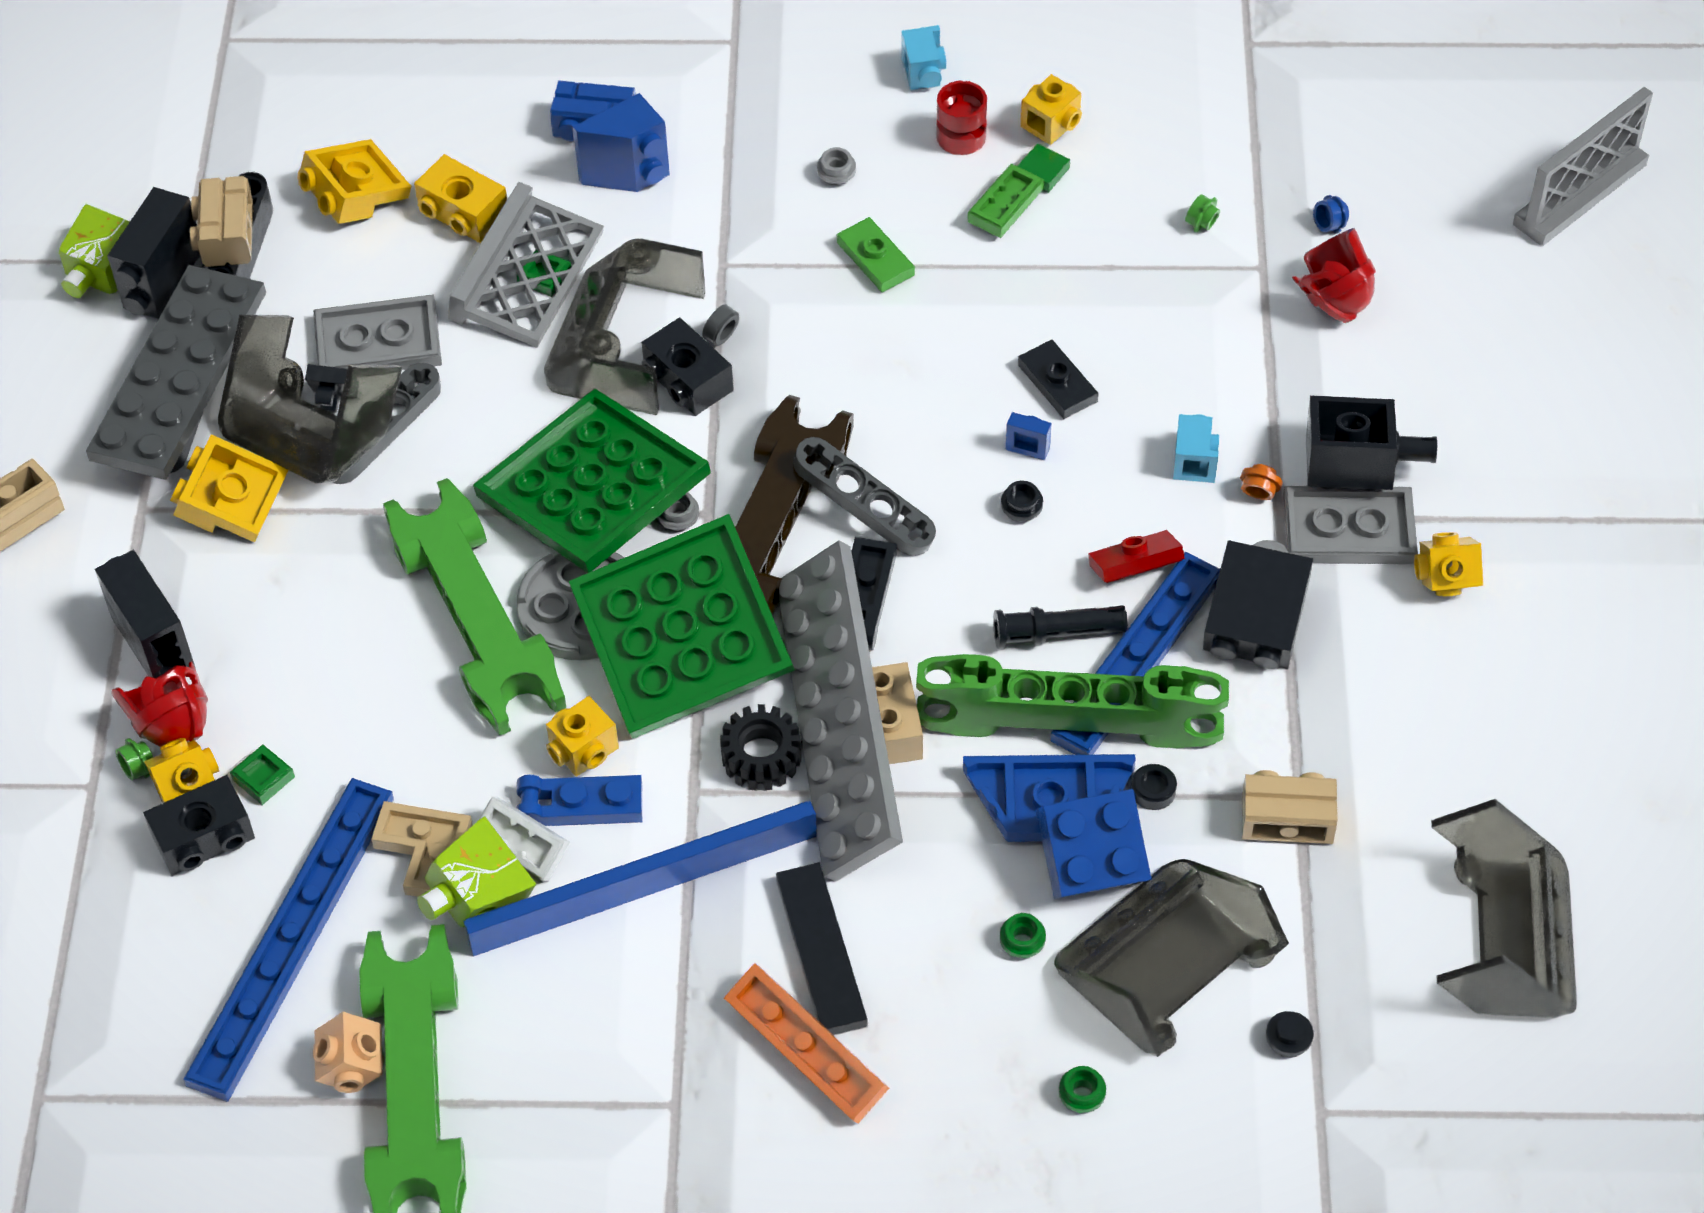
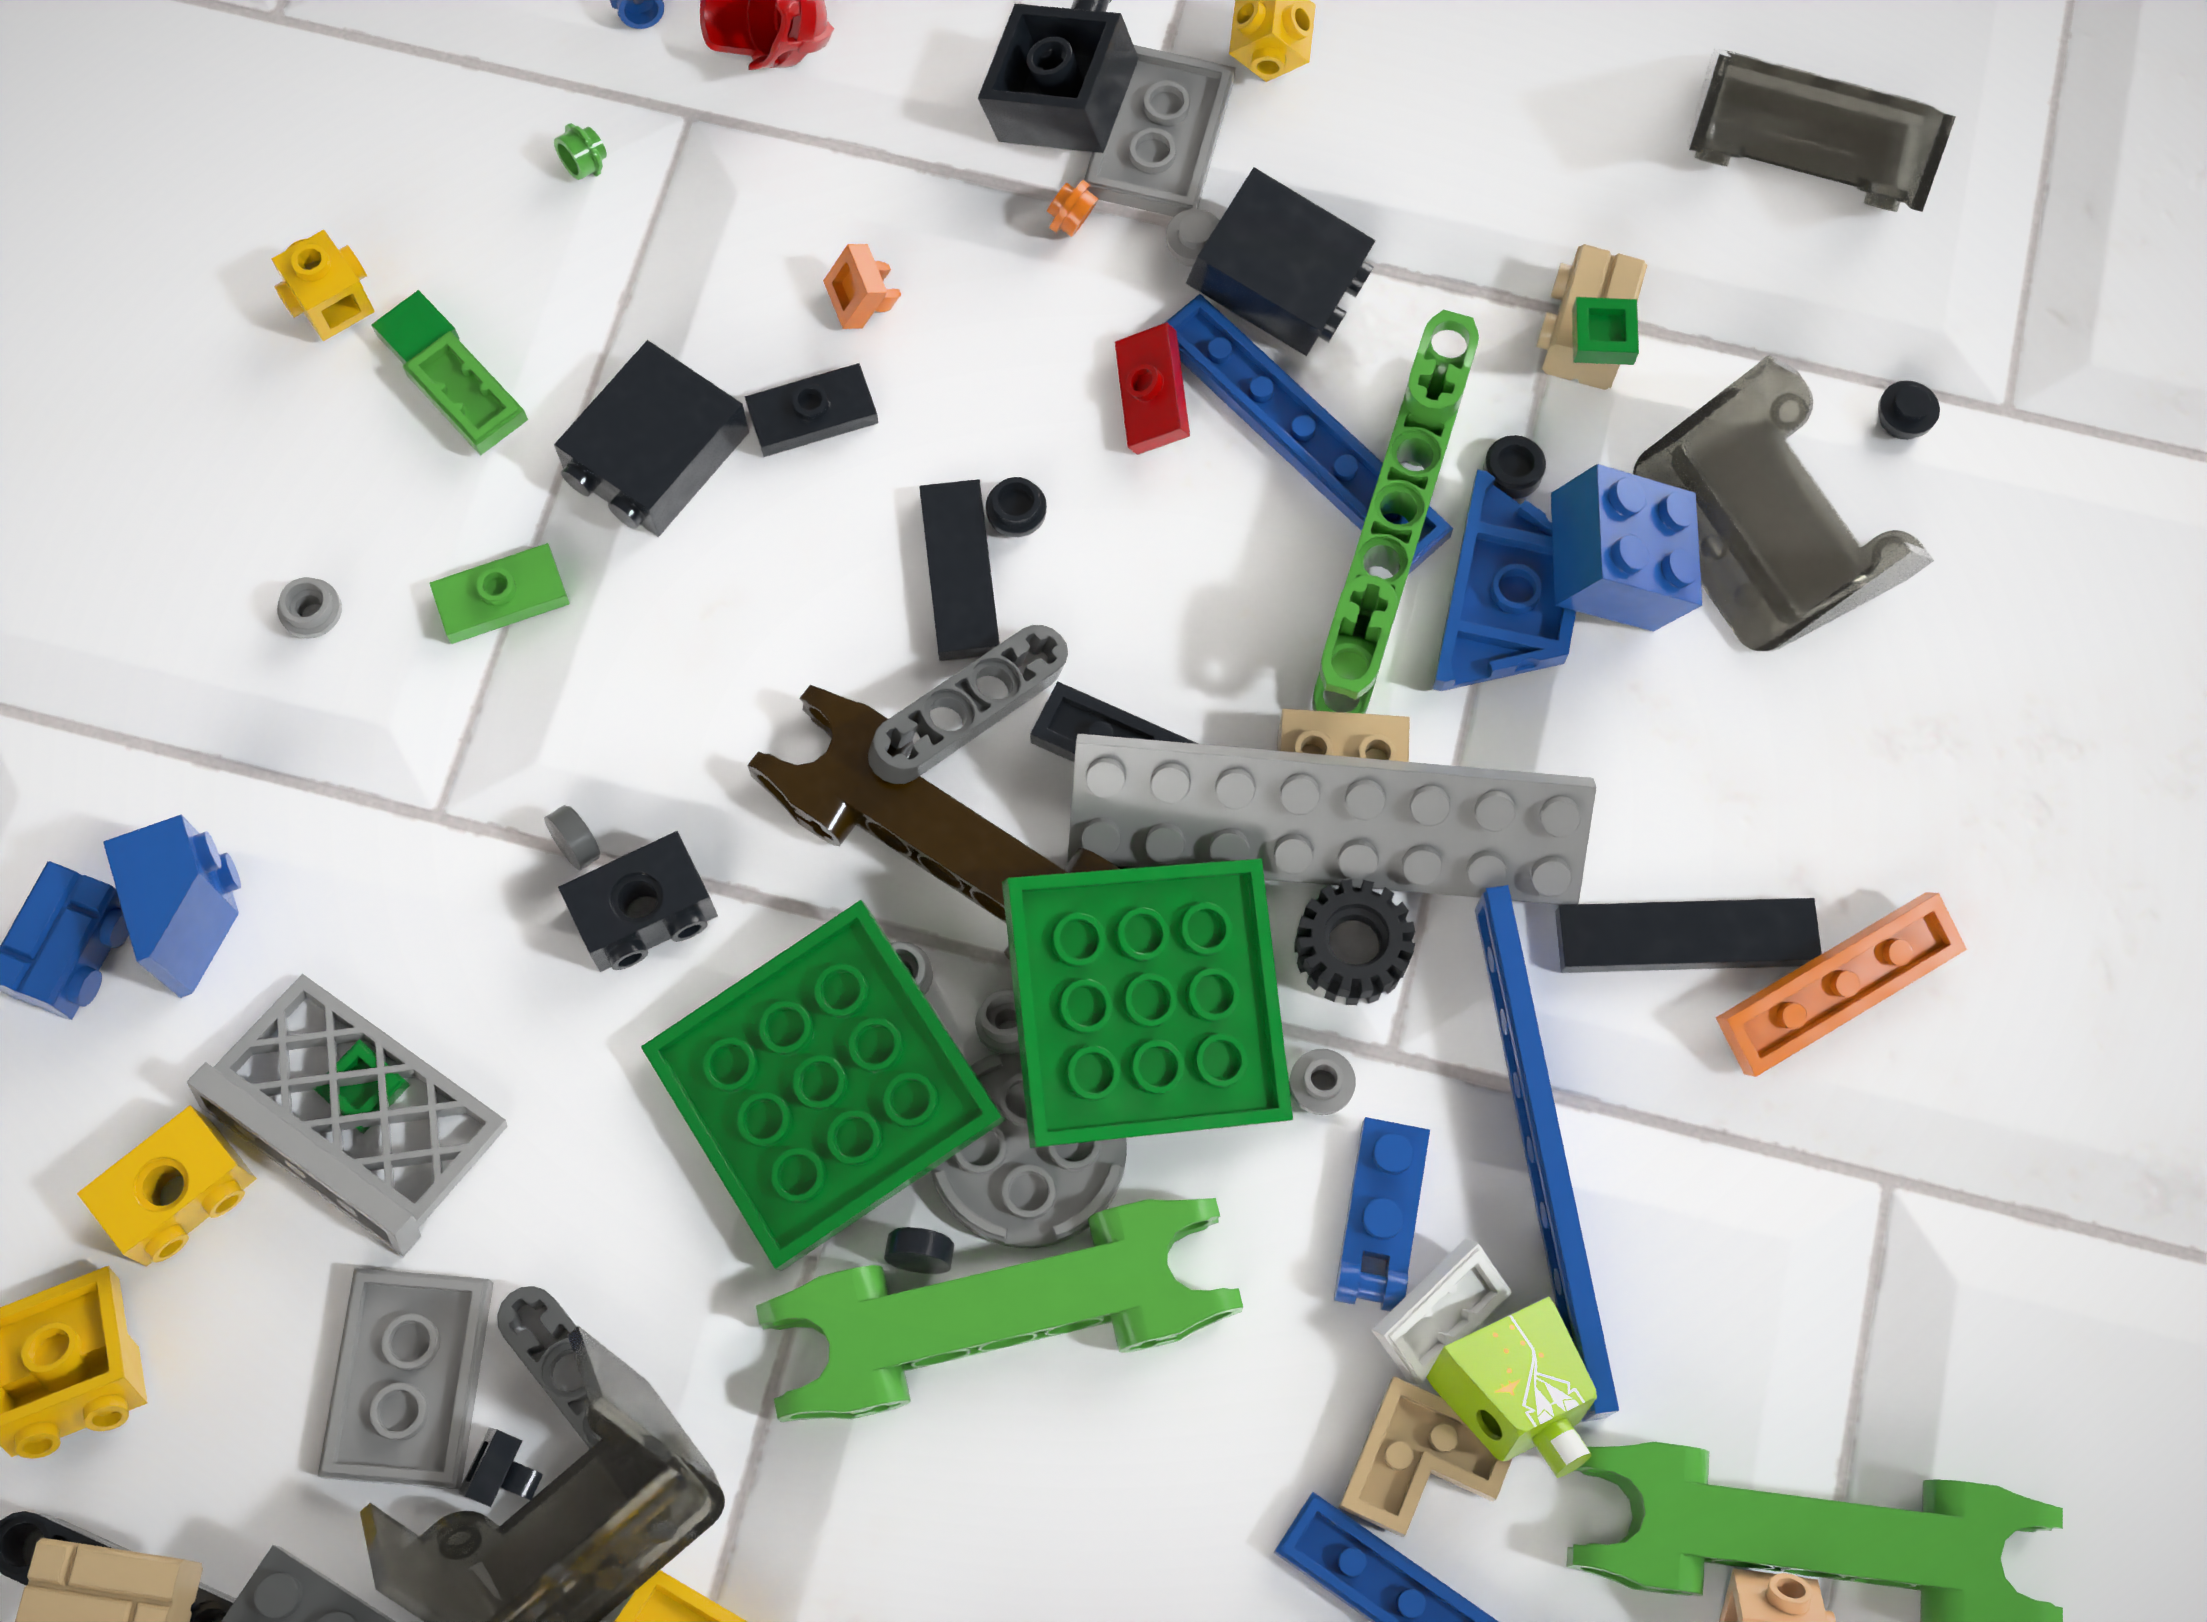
camera: 80 degrees left, 15 degrees up
(500, 555) = (919, 1250): none -> black tile
(581, 736) = (1301, 1165): yellow brick -> none
(588, 353) = (558, 1060): clear smoke windscreen -> none
(660, 759) = (1316, 1100): none -> light grey plate
(923, 57) = (143, 434): medium azure brick -> none
(961, 117) = (292, 406): red wheel -> none
(967, 481) = (959, 569): none -> black tile
(1002, 297) = (651, 439): none -> black brick
(1022, 924) = (1720, 663): green plate -> none
(1028, 435) = (911, 465): blue plate -> none
(1038, 625) = (1237, 535): black pin -> none
(1082, 1077) = (1960, 651): green plate -> none
(1154, 378) = (858, 286): none -> orange tile
(1196, 449) = (994, 269): medium azure brick -> none
(1257, 793) = (1605, 331): none -> green plate

